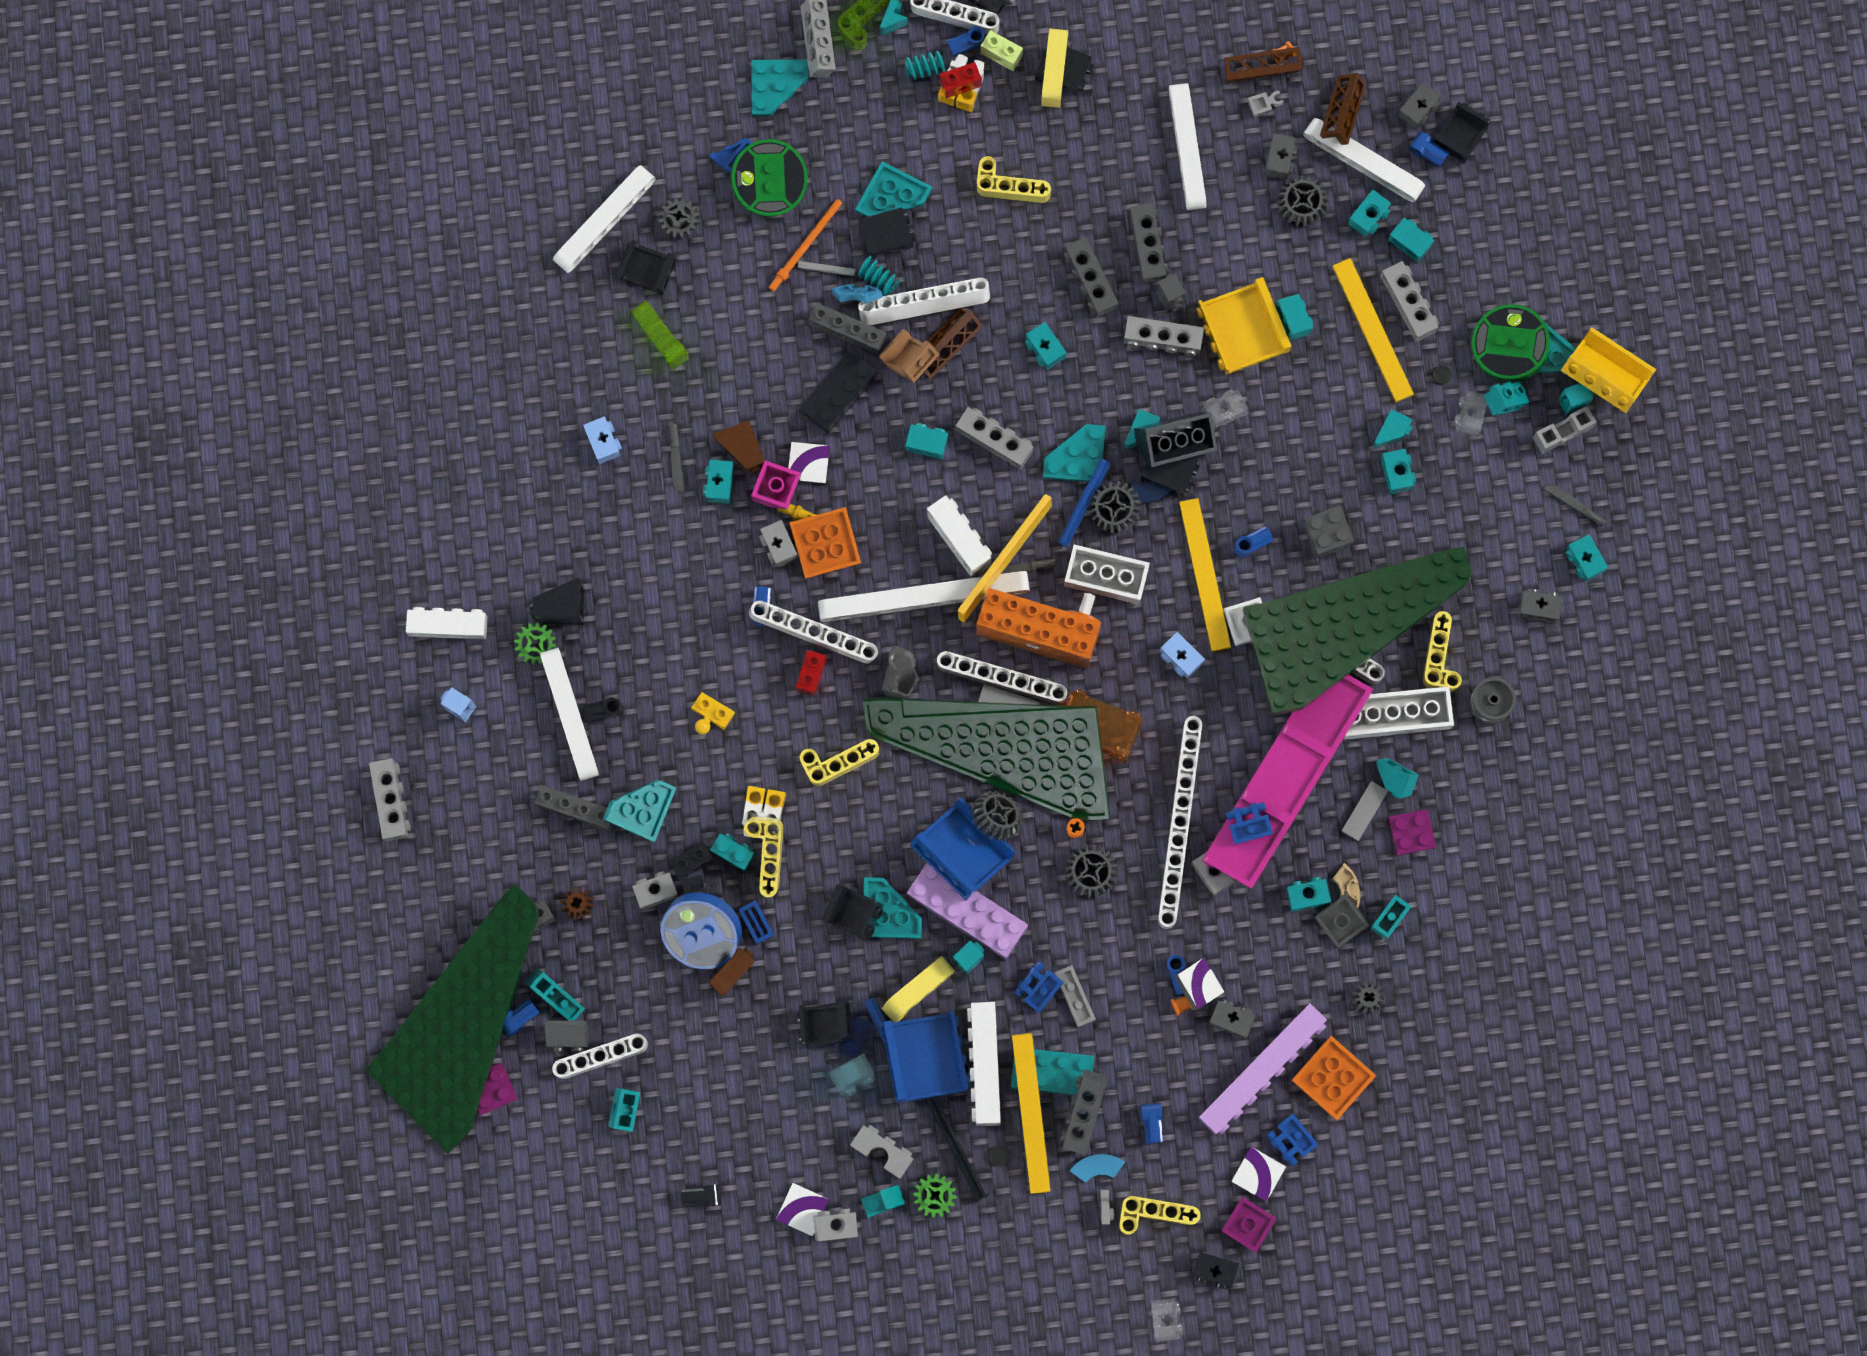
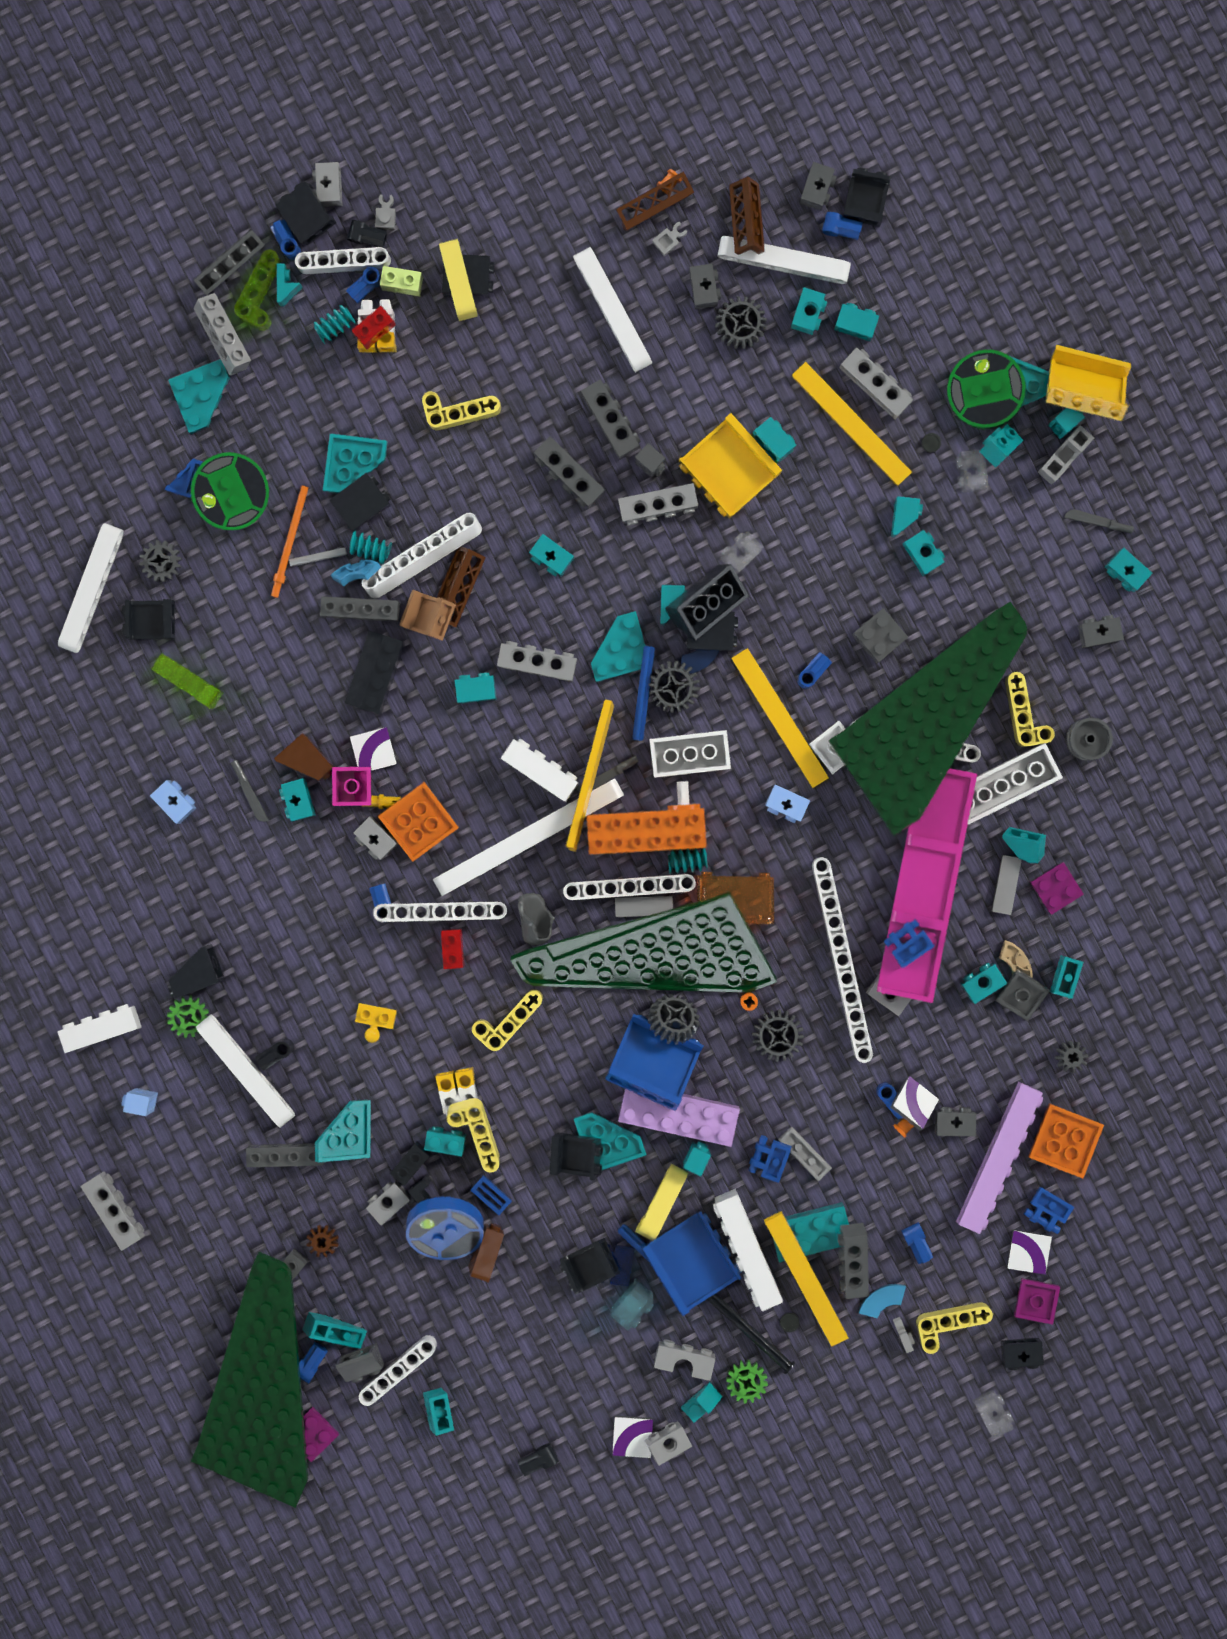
camera: 20 degrees left, 10 degrees up
(1066, 673) = (687, 860): none -> teal piece

